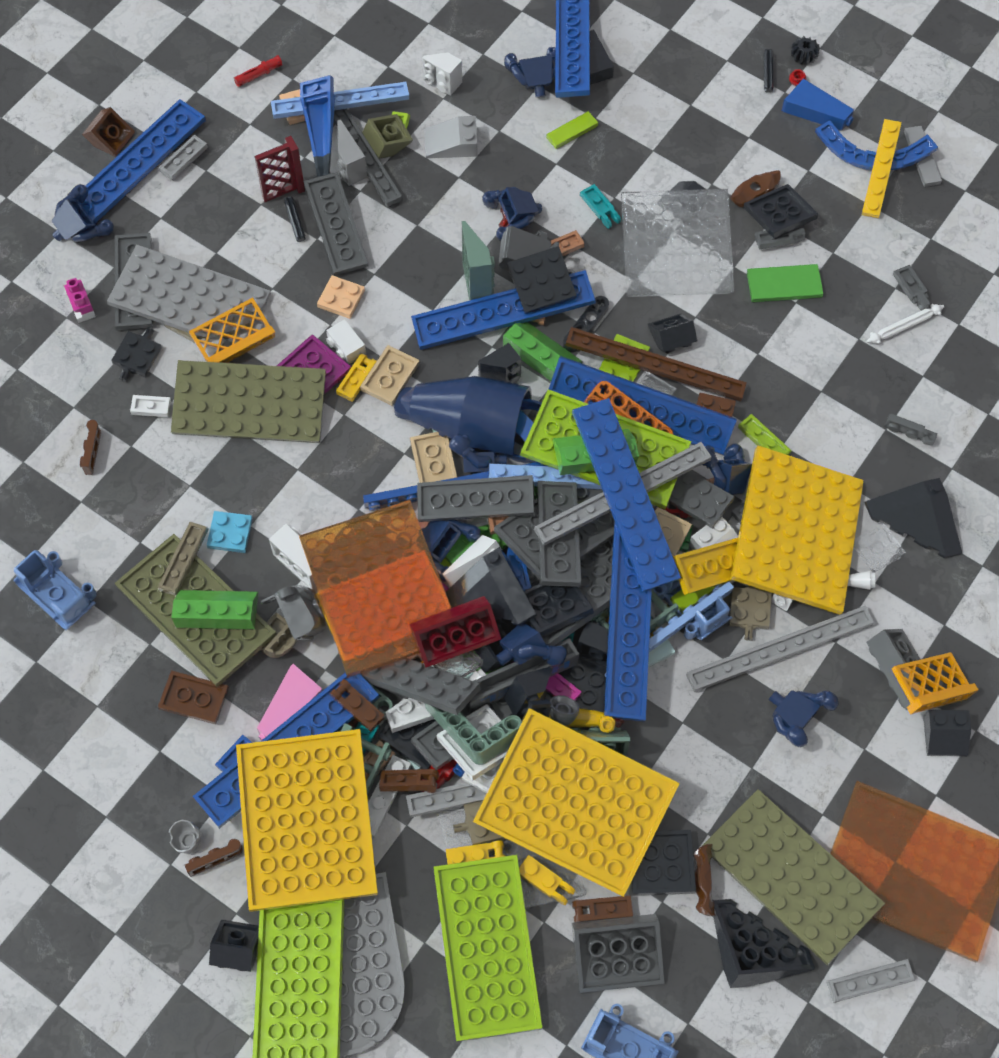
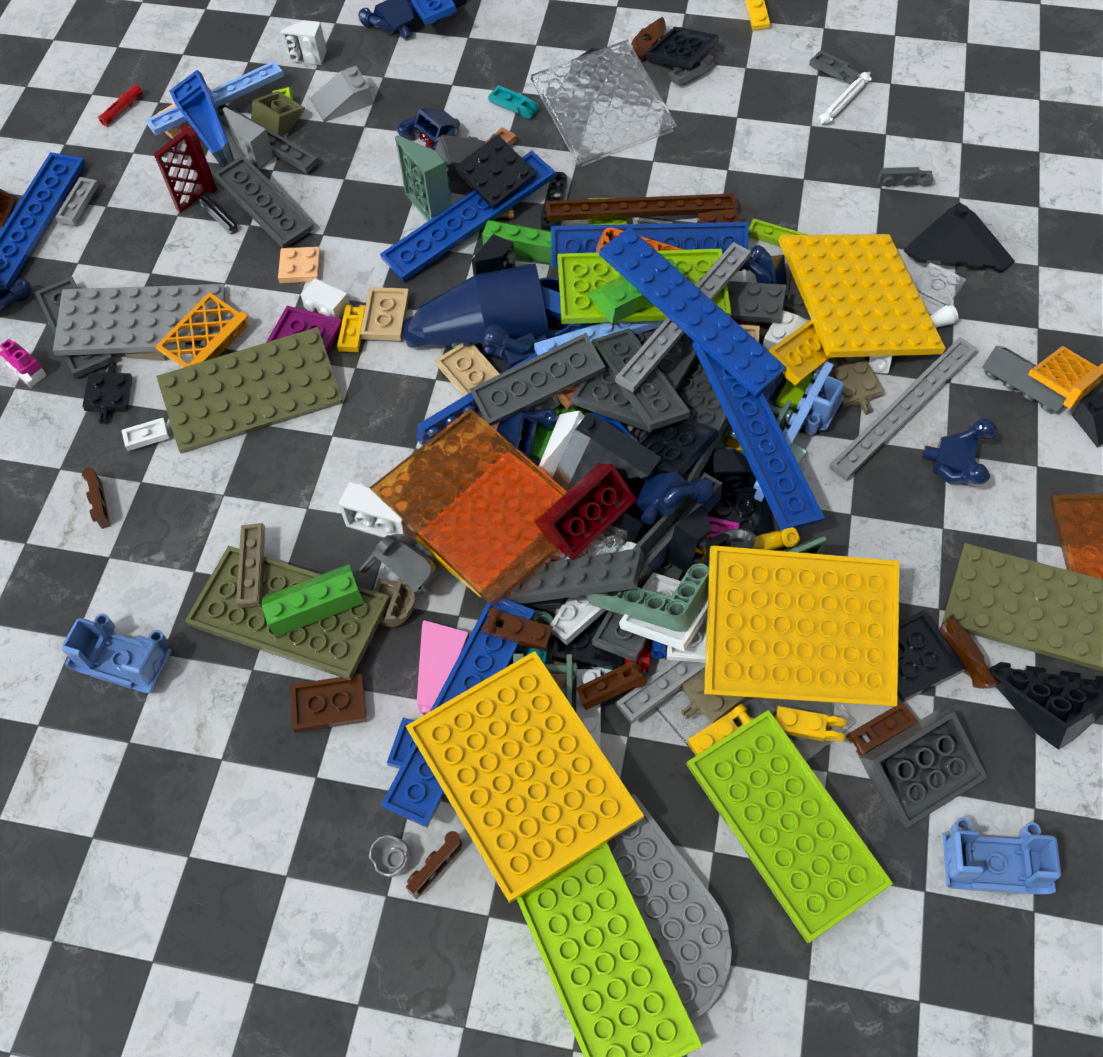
camera: 20 degrees left, 5 degrees down
(229, 532) = (288, 522): medium azure plate -> none
(234, 946) = (507, 952): black slope -> none
(572, 130) = (452, 52): lime tile -> none
(673, 332) = (642, 177): black slope -> none
(784, 283) = (718, 104): bright green tile -> none

